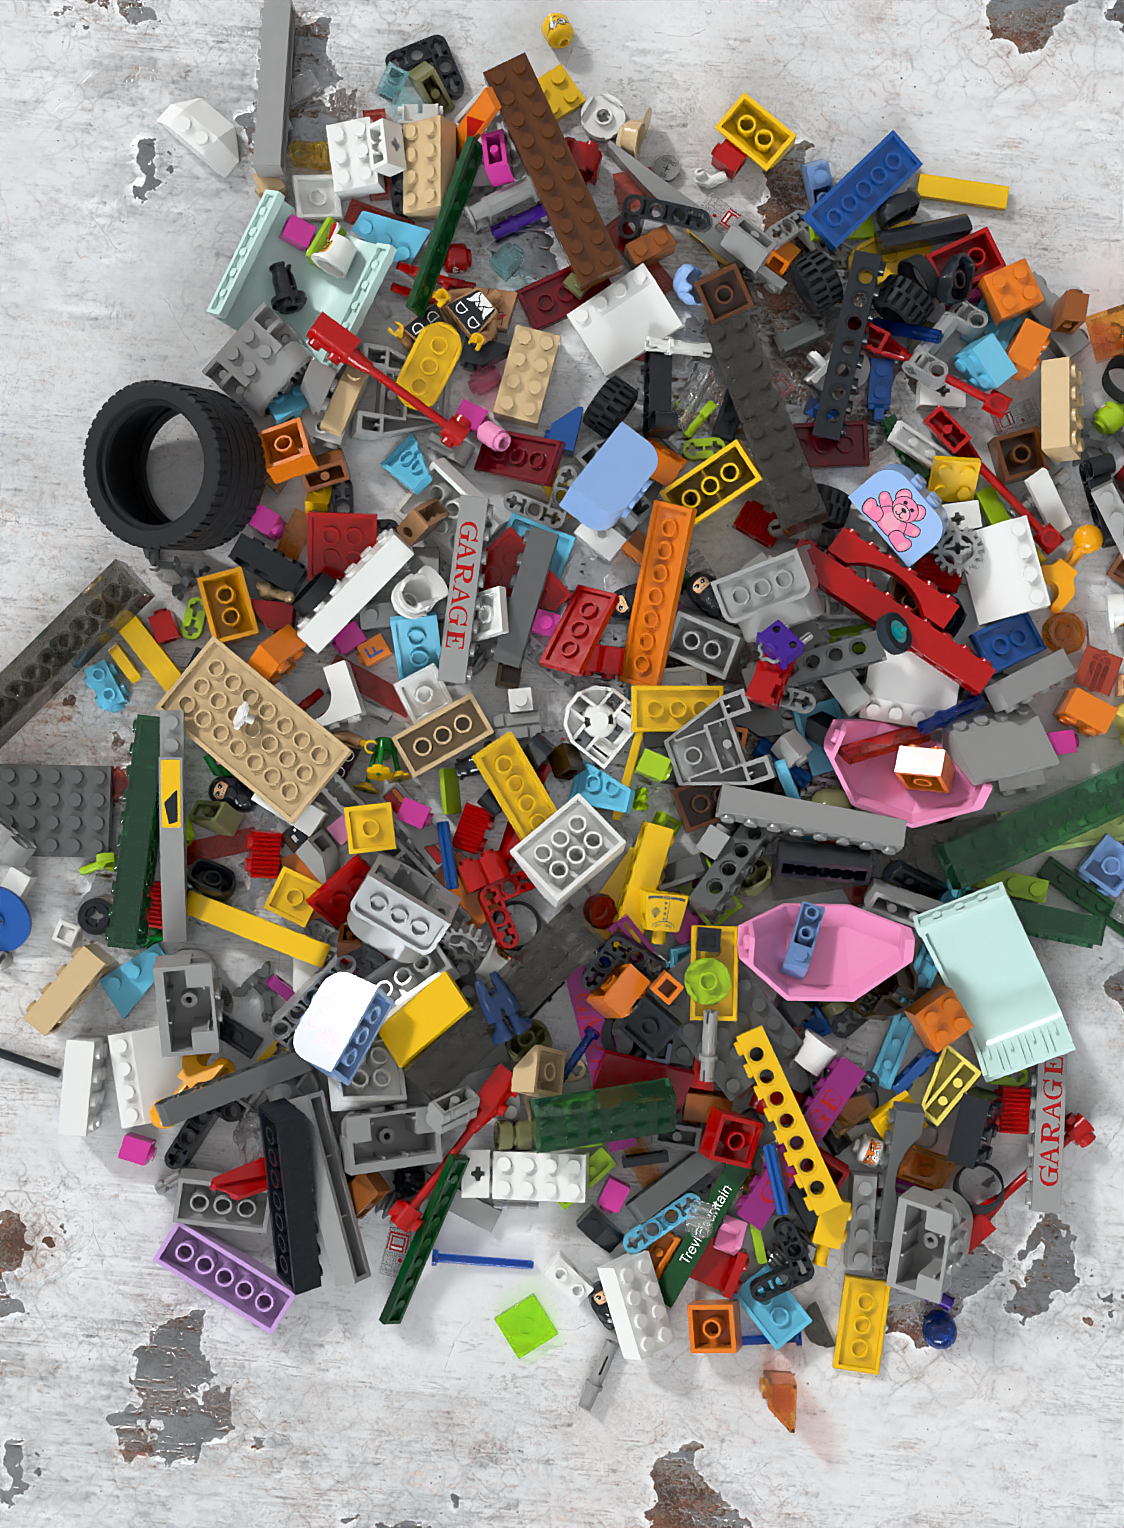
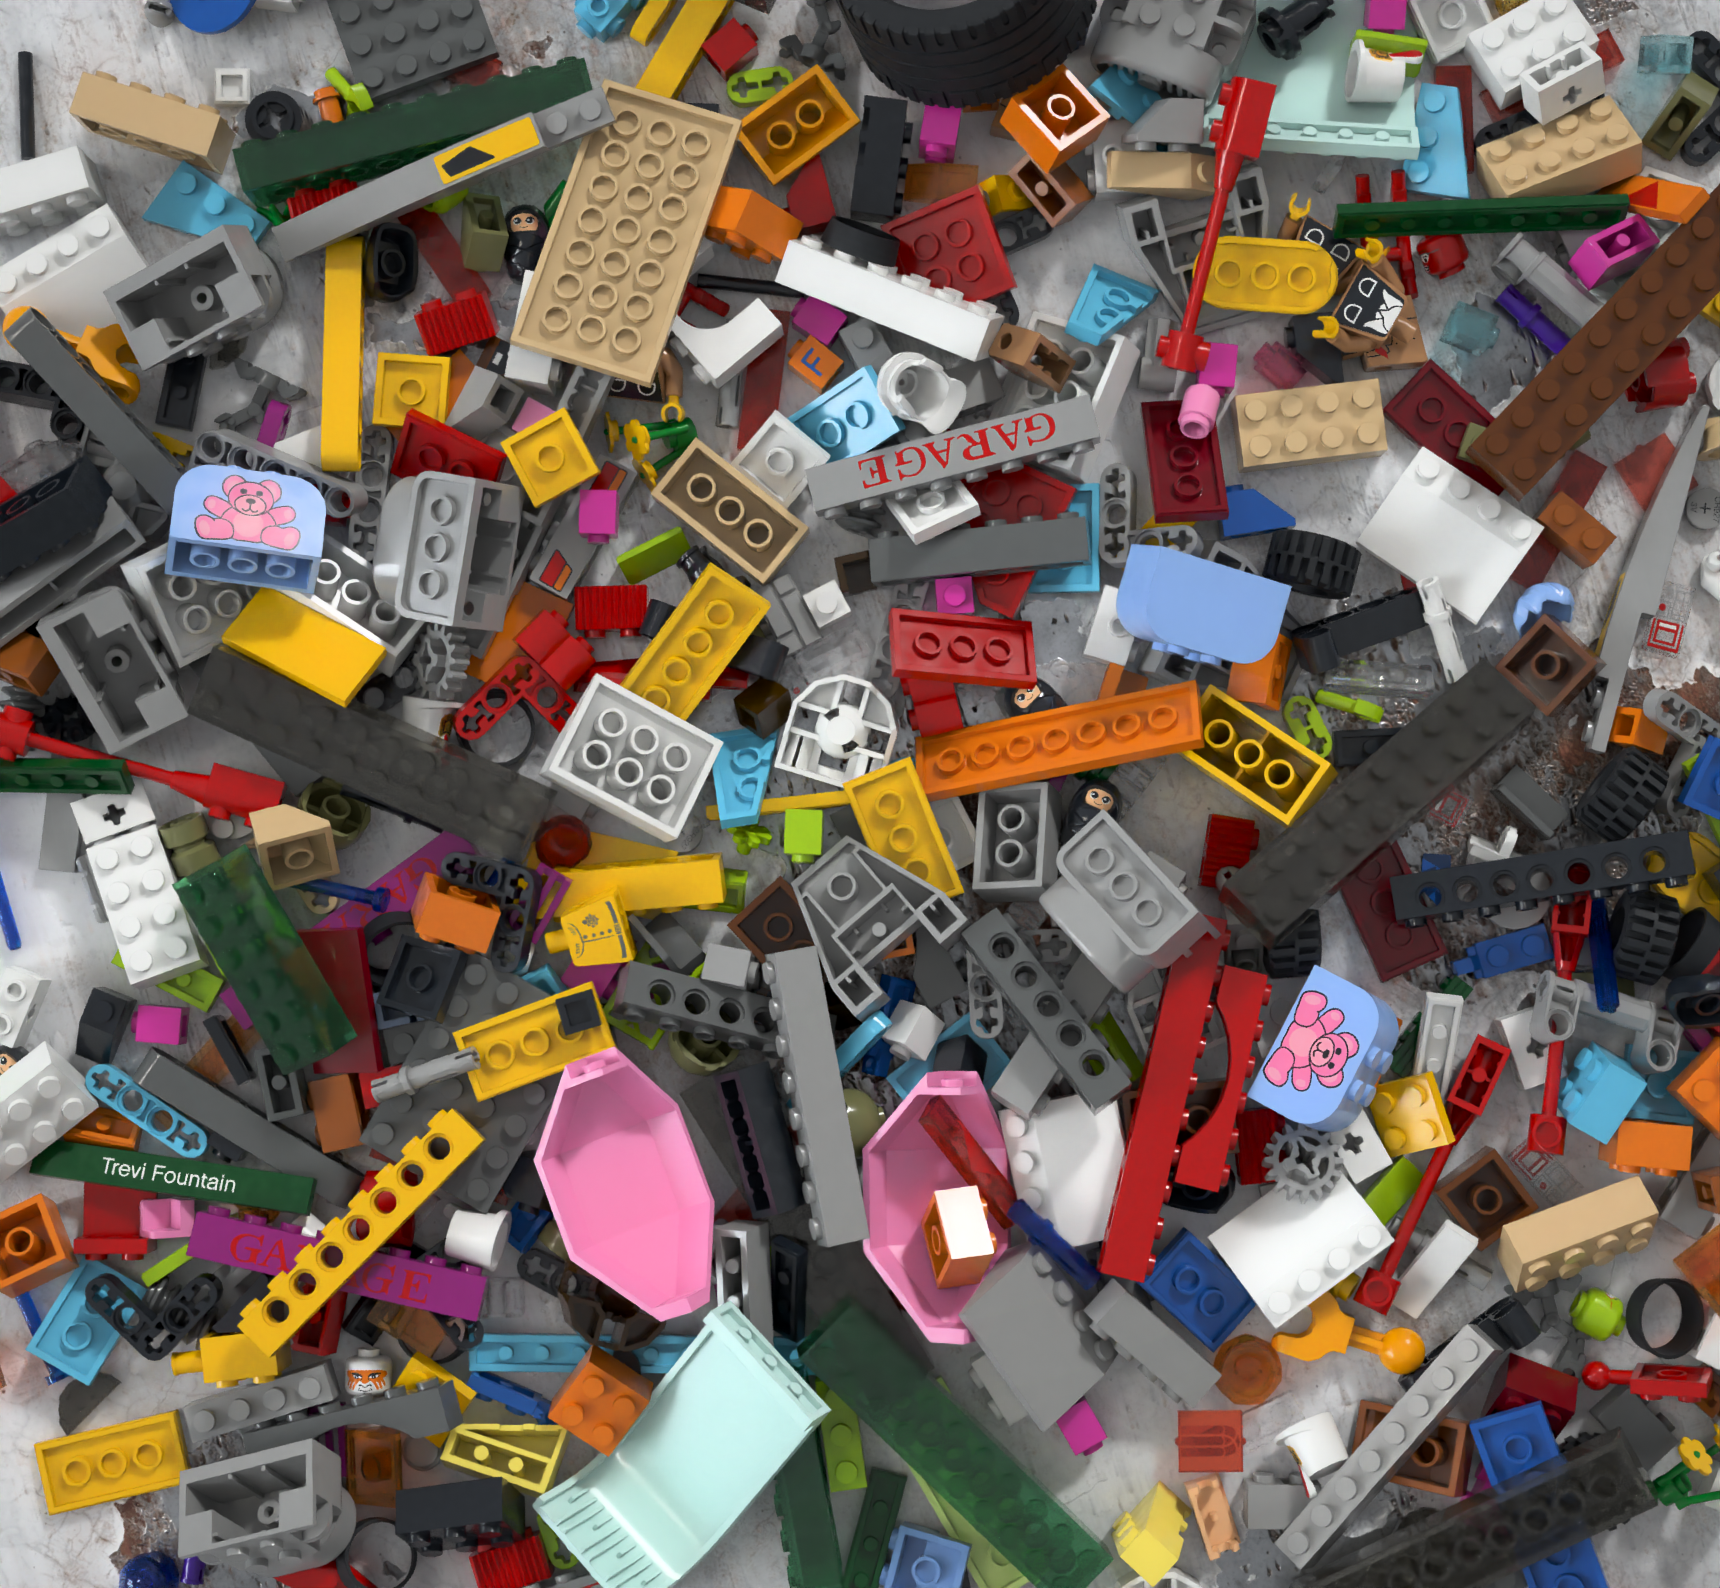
camera: 75 degrees right, 0 degrees up
(101, 879) = (328, 104): none -> orange pin
(243, 716) = (638, 209): white plant -> none
(269, 592) = (841, 178): tan piece -> none
(310, 673) = (746, 285): none -> black bar
(347, 941) = (372, 489): reddish brown slope -> none
(410, 112) = (1630, 101): white hinge -> none
(447, 855) = (557, 587): blue axle -> none
(452, 1109) = (189, 738): light grey brick -> none
(497, 1004) = (366, 742): dark blue piece -> none
(666, 217) = (1627, 535): black beam -> none
(666, 987) = (485, 978): orange brick -> none
(700, 1219) = (172, 1163): clear brick -> none
(707, 980) = (518, 1035): lime tile -> none
(730, 1137) = (305, 1160): red slope -> none
(748, 243) = (1636, 671): light grey brick -> none
(769, 684) = (1009, 953): red wedge -> none
(776, 1179) = (268, 1248): blue axle -> none
(780, 644) = (1049, 946): dark purple piece -> none
(802, 941) = (632, 1152): medium blue slope -> none
(894, 633) = (1135, 1109): black wheel -> none
(1084, 712) = (1138, 1444): orange brick -> none

